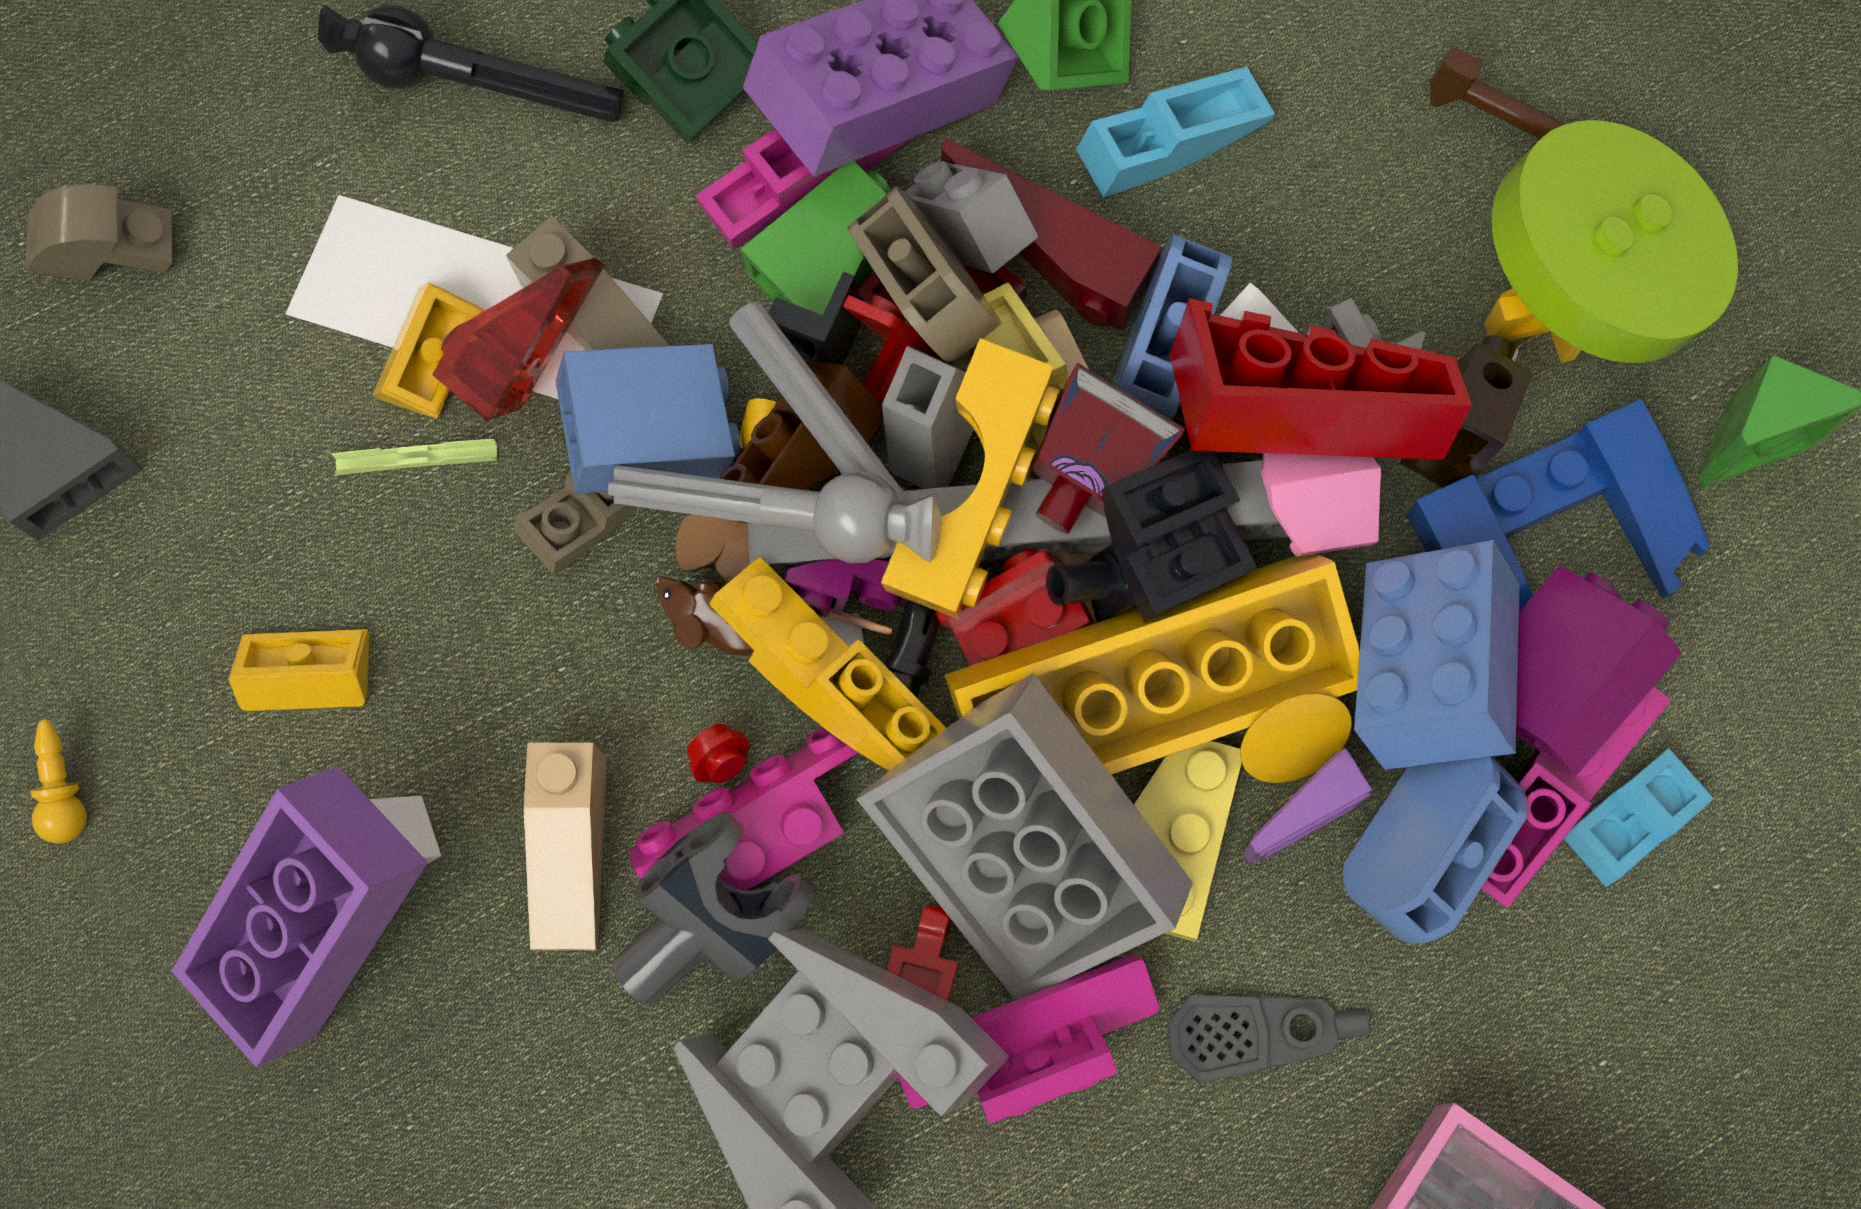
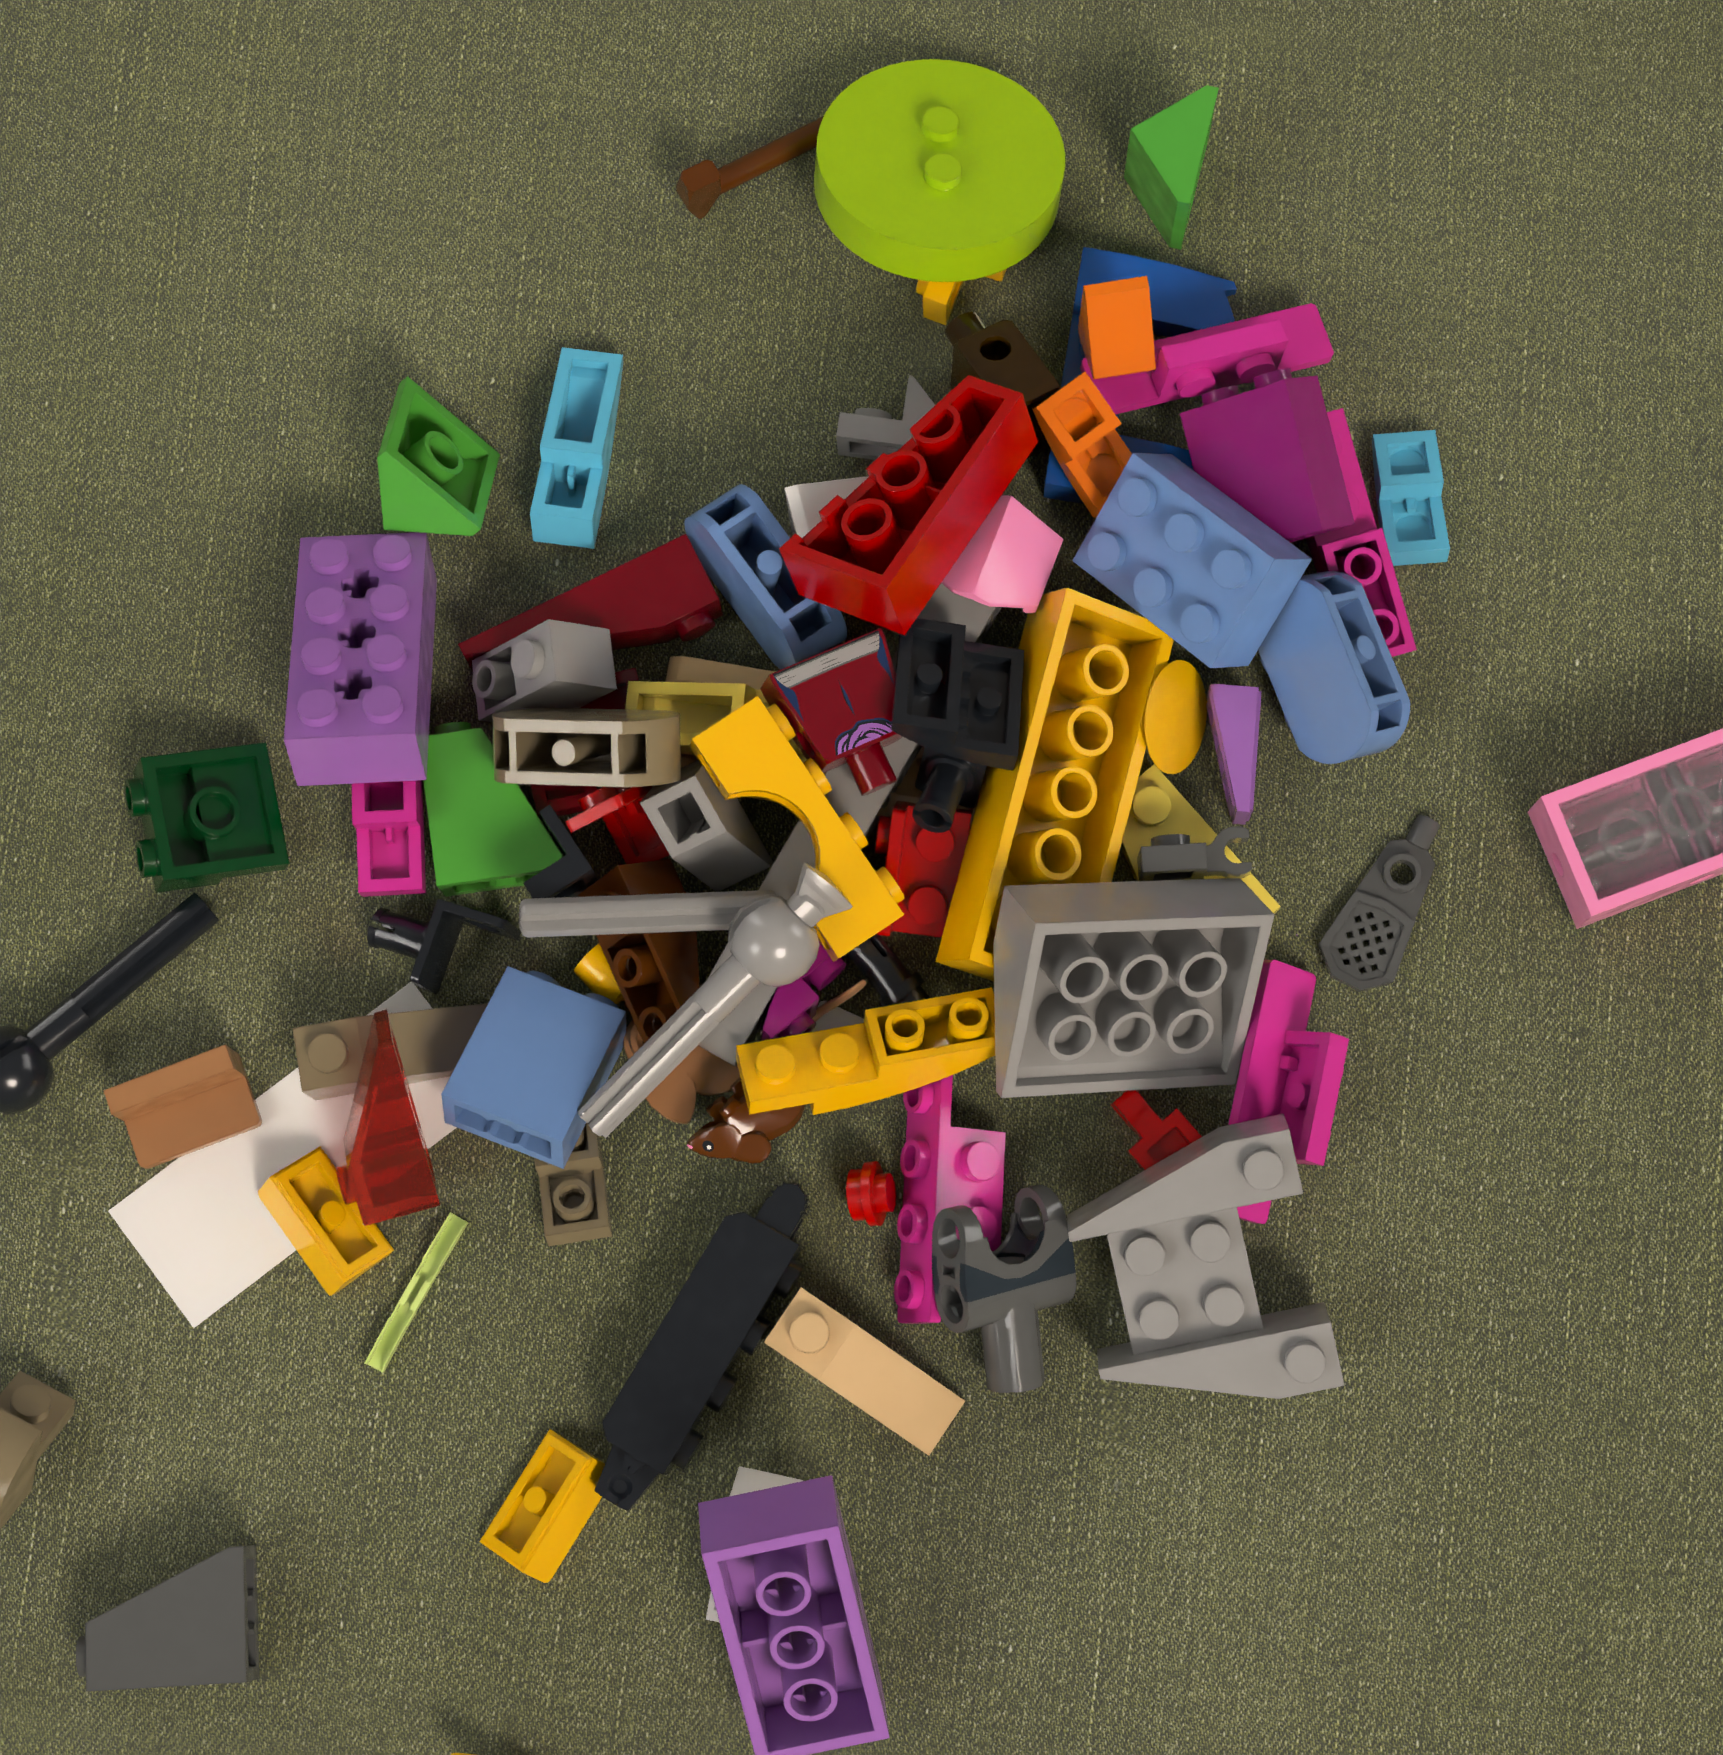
camera: 55 degrees left, 5 degrees up
(452, 191) = (185, 1106): none -> medium nougat panel
(504, 698) = (699, 1344): none -> black hinge
(697, 280) = (432, 941): none -> black bracket
(1171, 818) = (1178, 859): none -> dark grey plate
(1477, 495) = (1084, 439): none -> orange slope
(1594, 457) = (1117, 327): none -> orange slope
(1624, 558) = (1221, 358): none -> dark pink bracket

